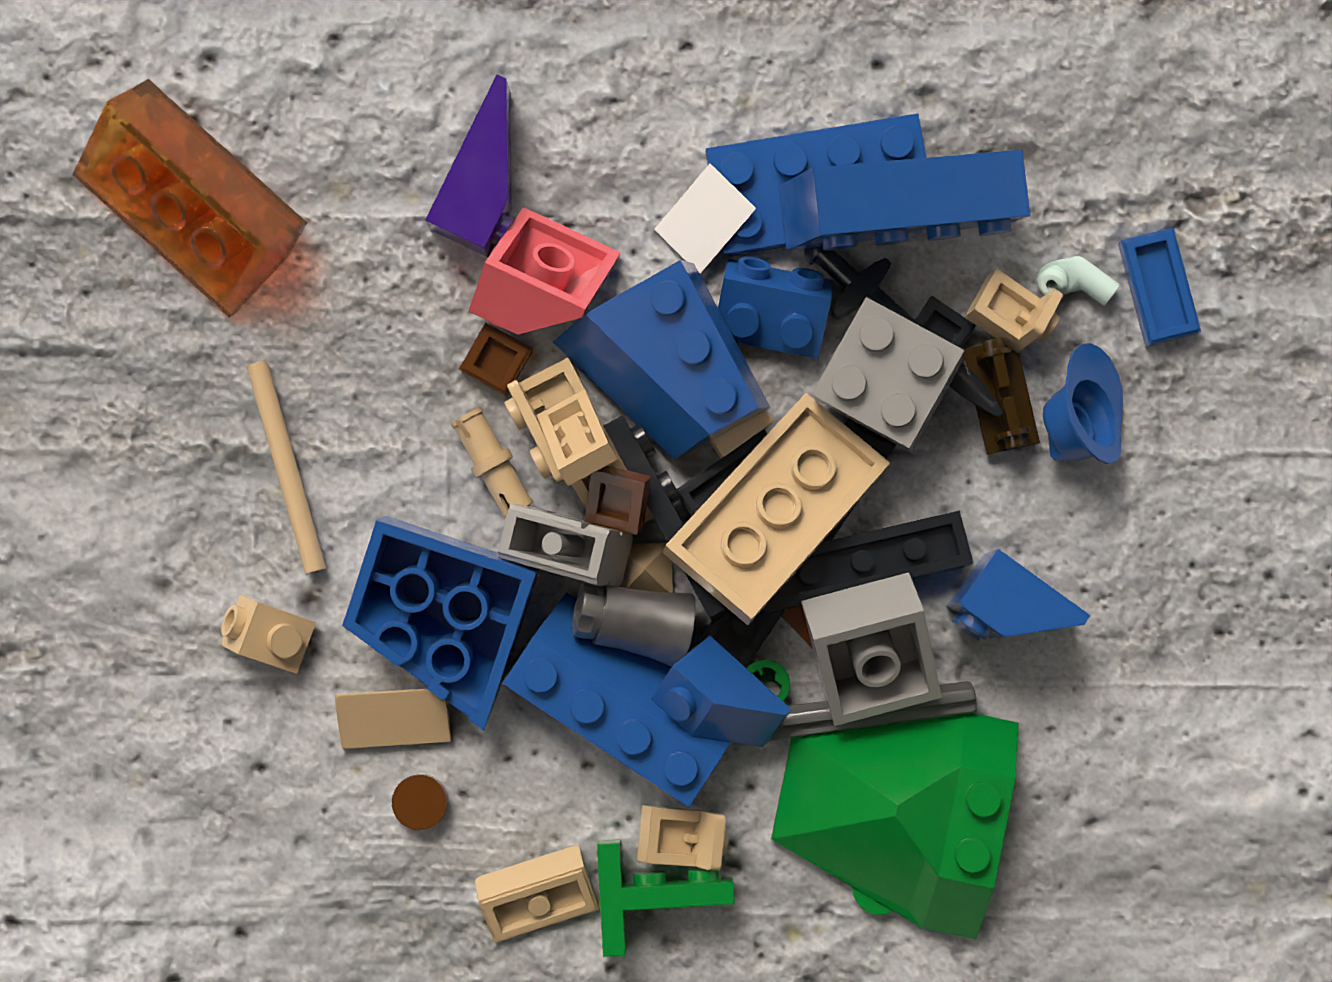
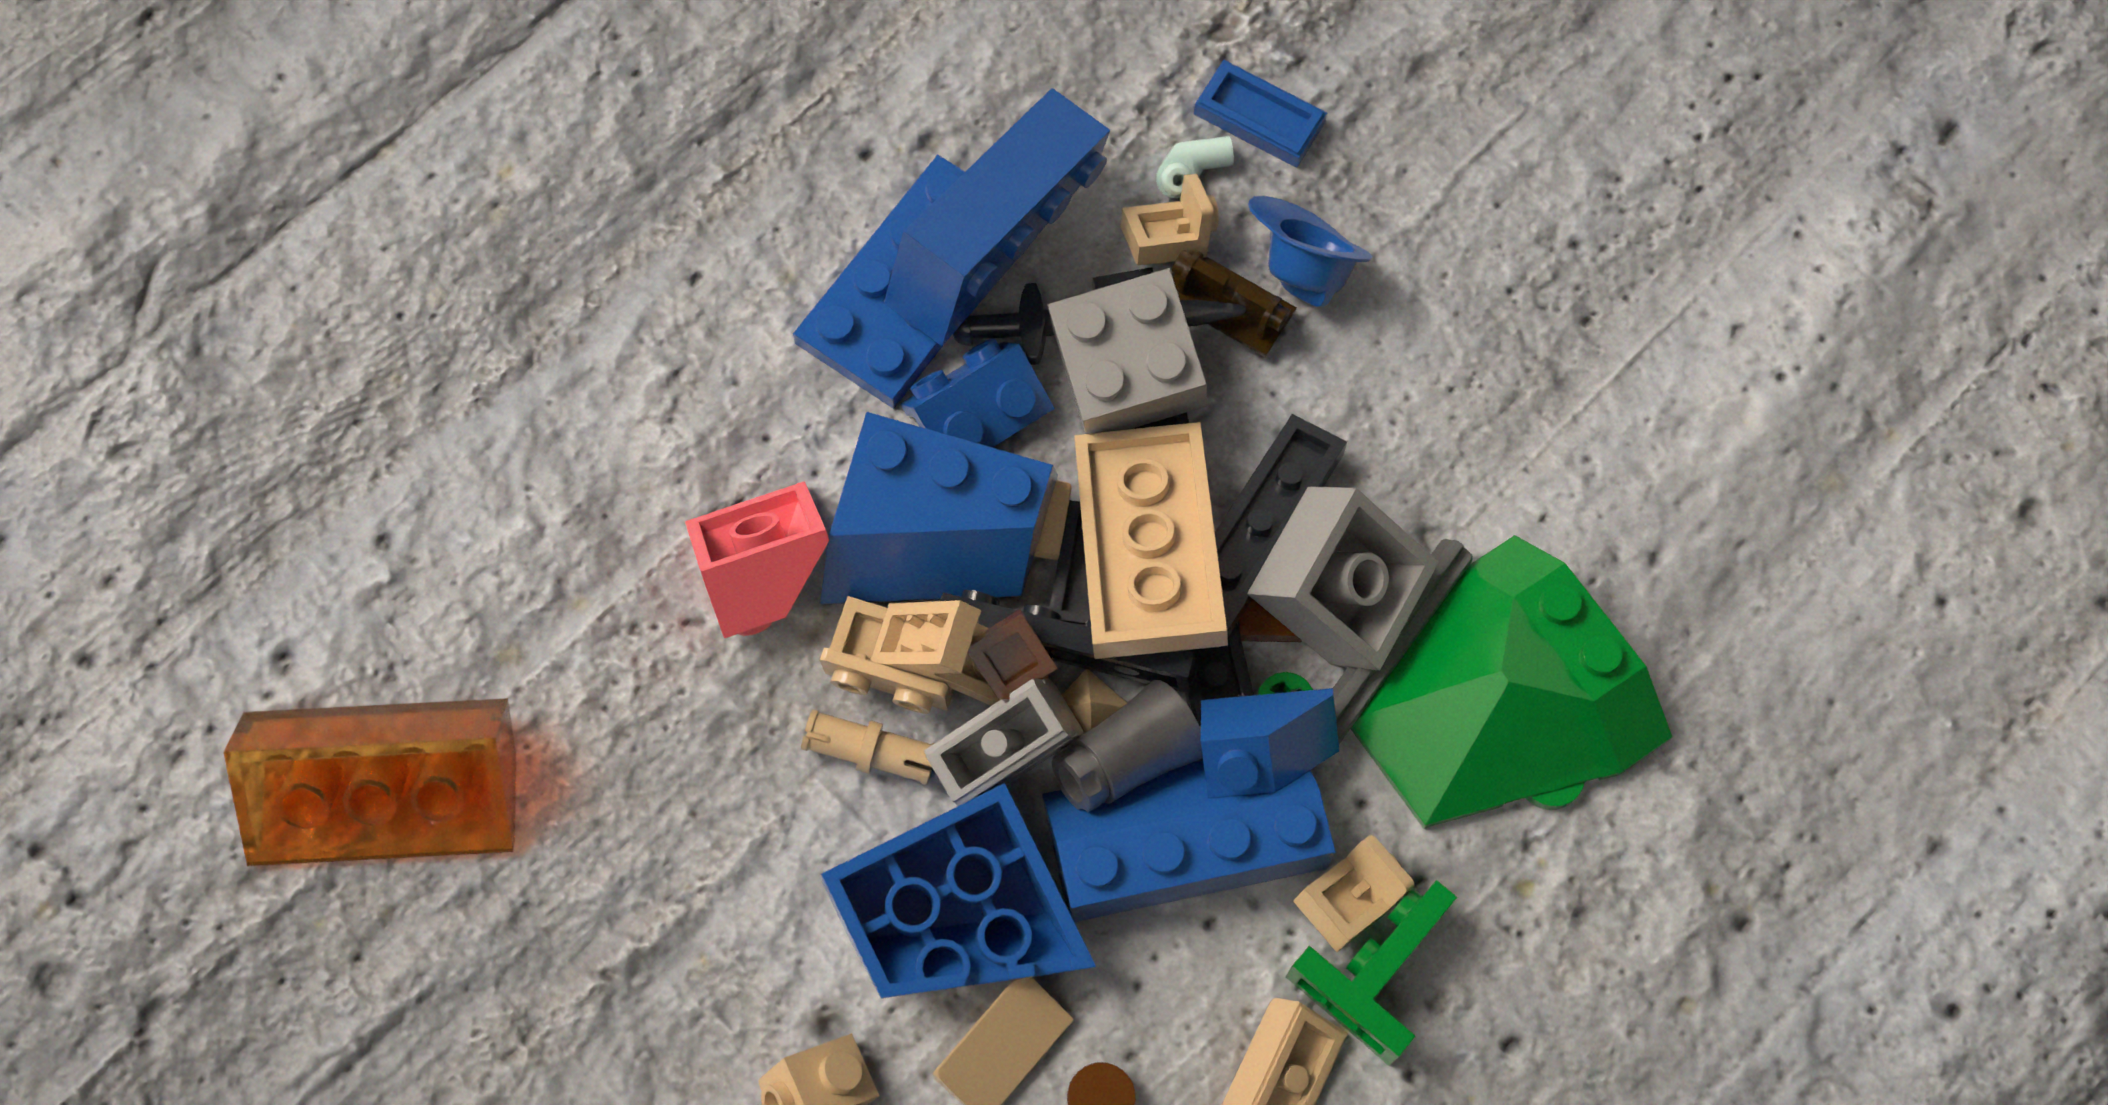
camera: 50 degrees left, 15 degrees down
(286, 467) = (691, 929): tan bar -> none
(477, 190) = (631, 532): dark purple slope -> none
(495, 359) = (786, 663): reddish brown tile -> none
(705, 218) = (846, 383): white sticker -> none
(1009, 600) = (1408, 431): blue slope -> none

